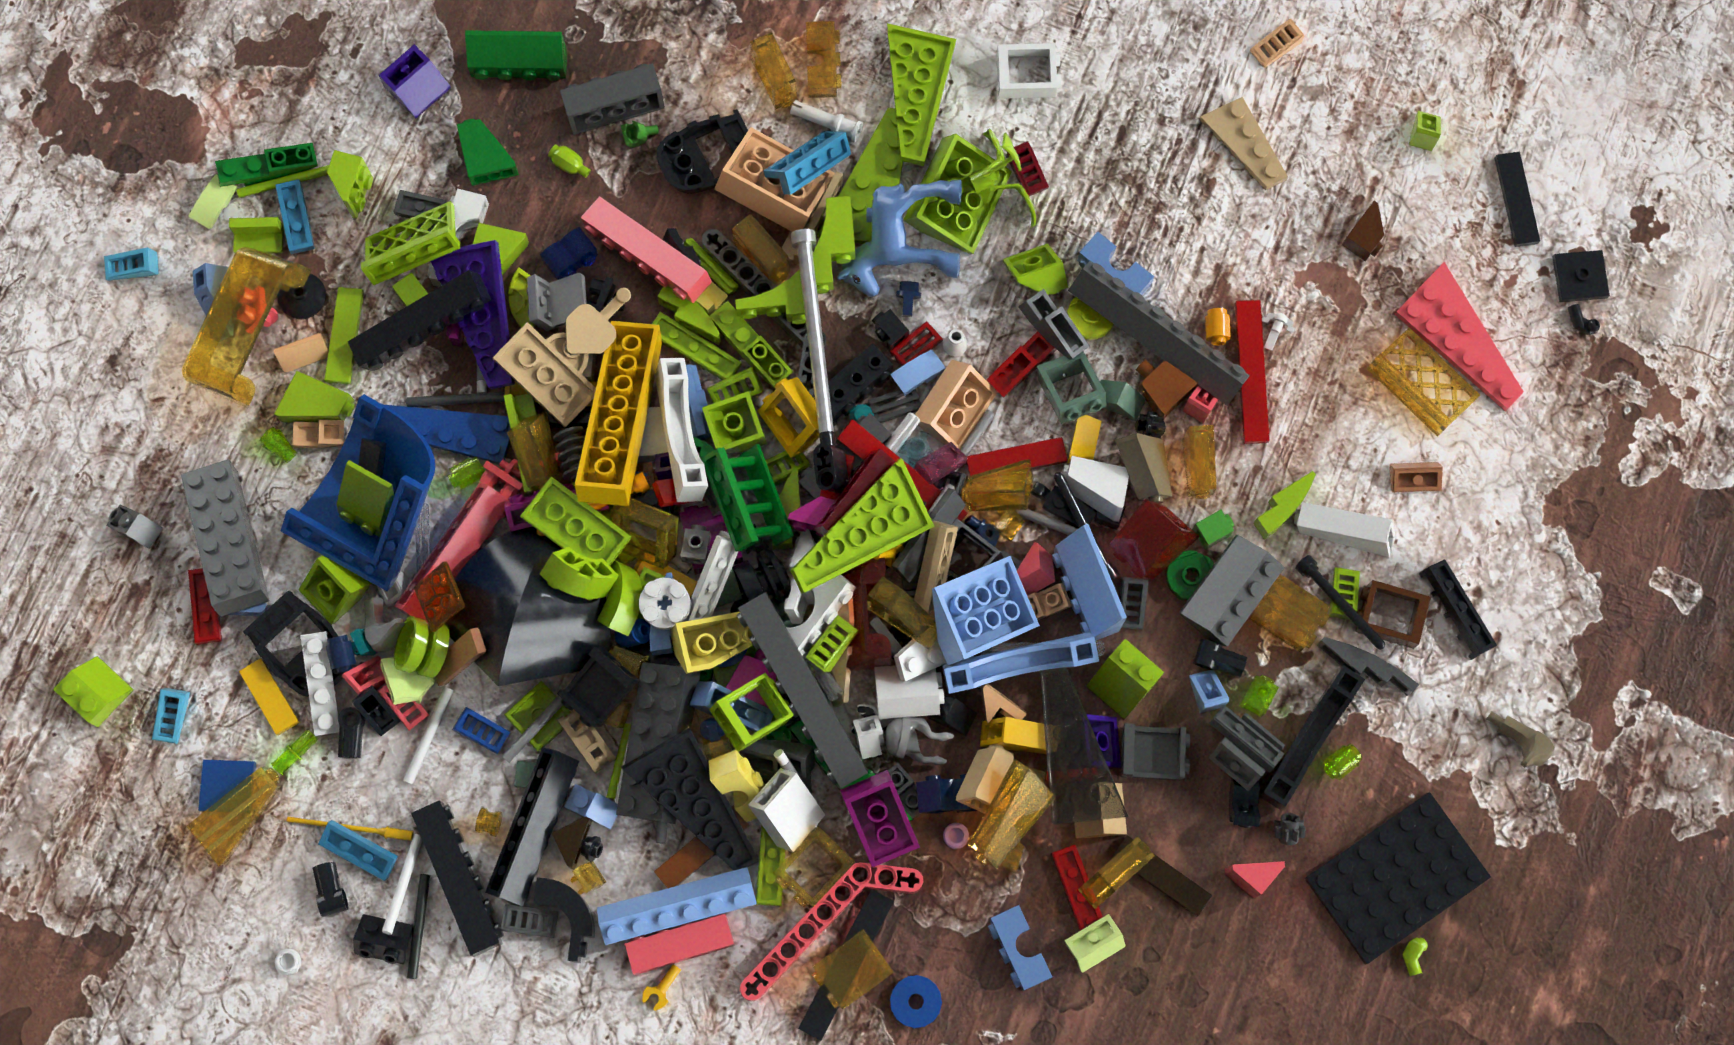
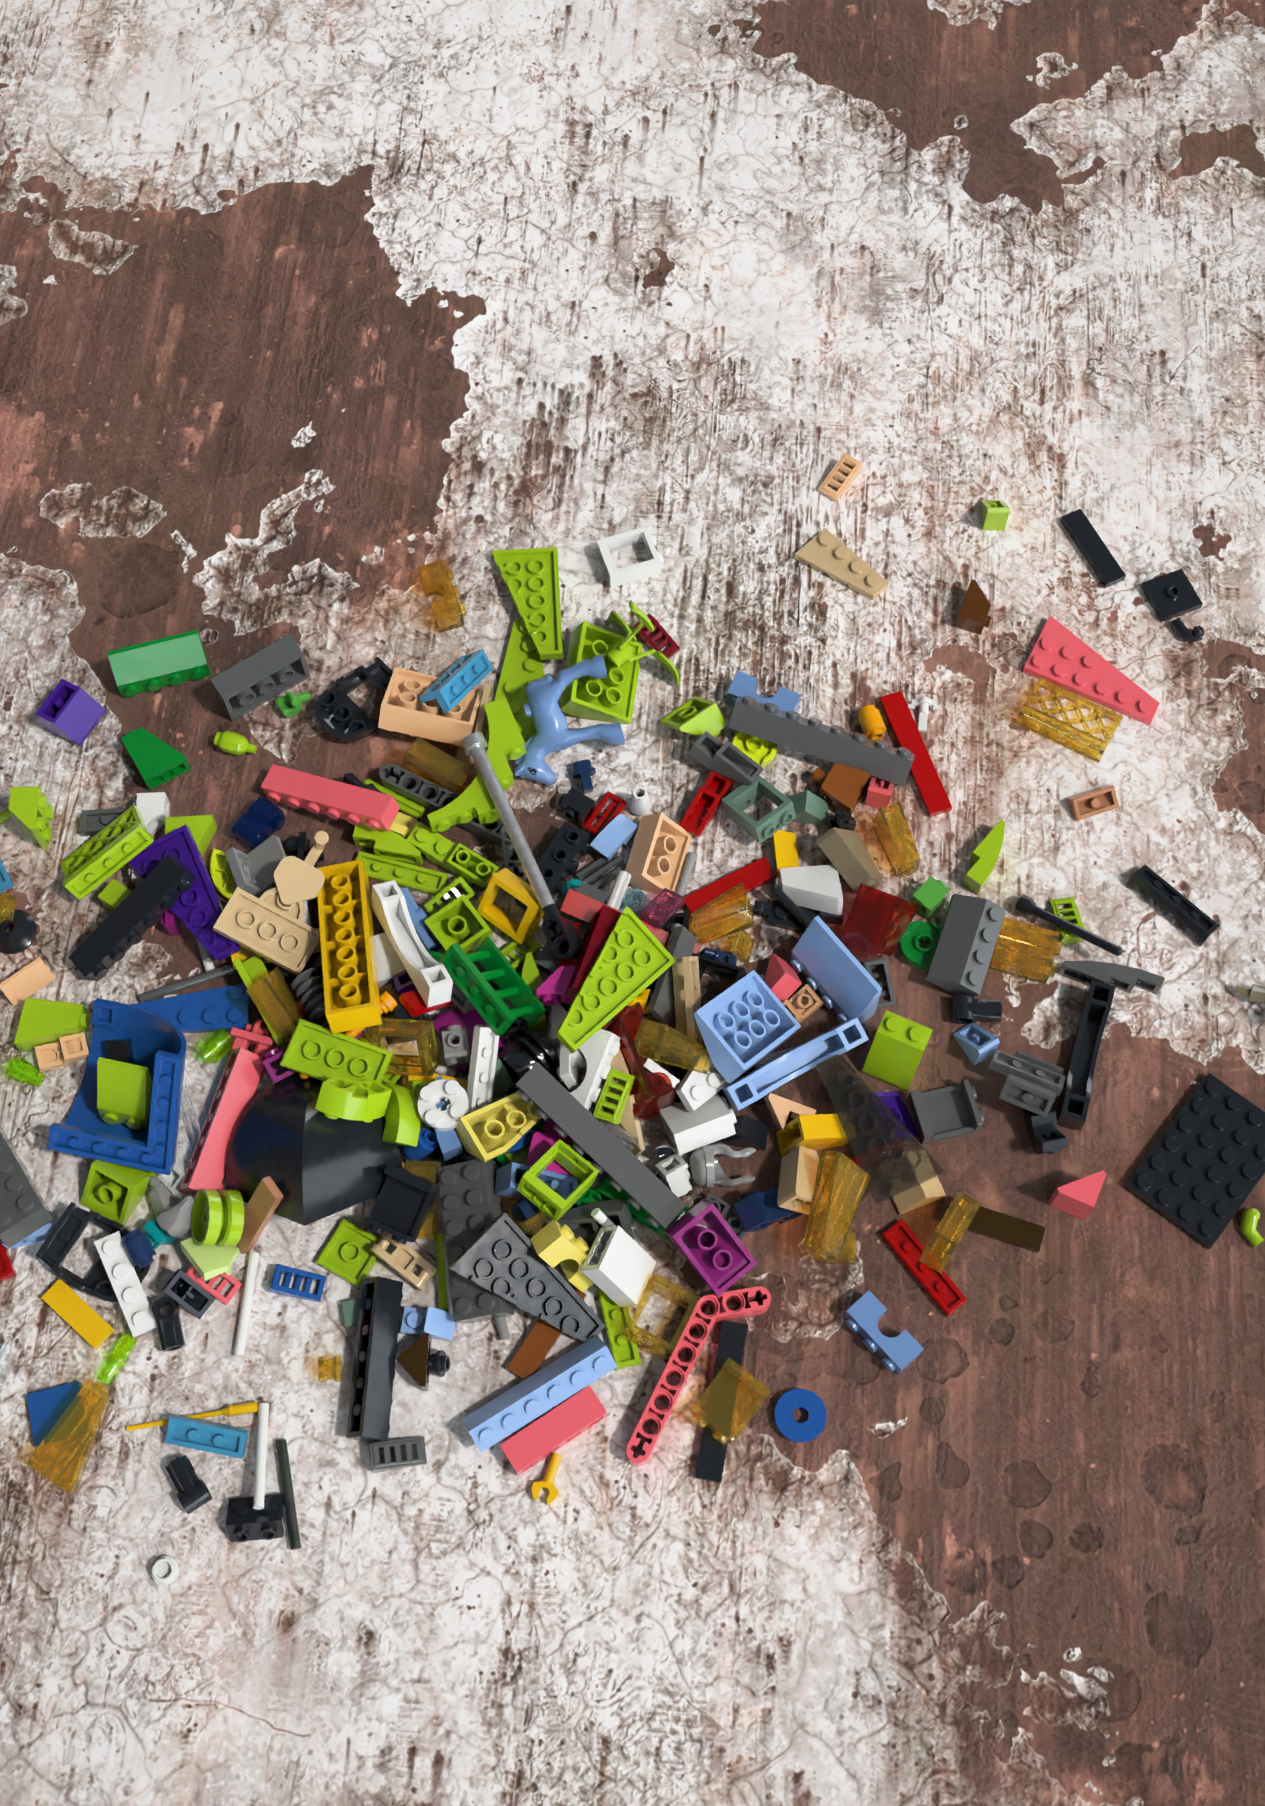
camera: 15 degrees left, 10 degrees down
(344, 328) = (61, 946): lime tile -> none
(365, 675) = (168, 1262): coral slope -> none
(439, 596) = (222, 1160): clear orange slope -> none
(457, 878) = (314, 1434): black brick -> none
(533, 729) = (349, 1265): light grey bar -> none
(561, 896) = (423, 1419): black arch -> none
(588, 877) = (444, 1392): clear yellow tile -> none
(773, 71) = (401, 615): clear yellow window -> none
(835, 123) = (462, 645): white pin -> none
(955, 836) = (786, 1245): lavender tile -> none
(1047, 521) = (774, 934): light grey bar -> none
(1095, 943) = (953, 1305): yellowish green panel -> none
(1259, 695) = (1023, 1032): clear neon green brick -> none
(1289, 829) = (1094, 1144): dark grey gear -> none
(1342, 762) = (1120, 1069): clear neon green brick -> none
(1346, 528) = (1049, 861): white slope -> none
(1417, 620) = (1140, 922): reddish brown window -> none

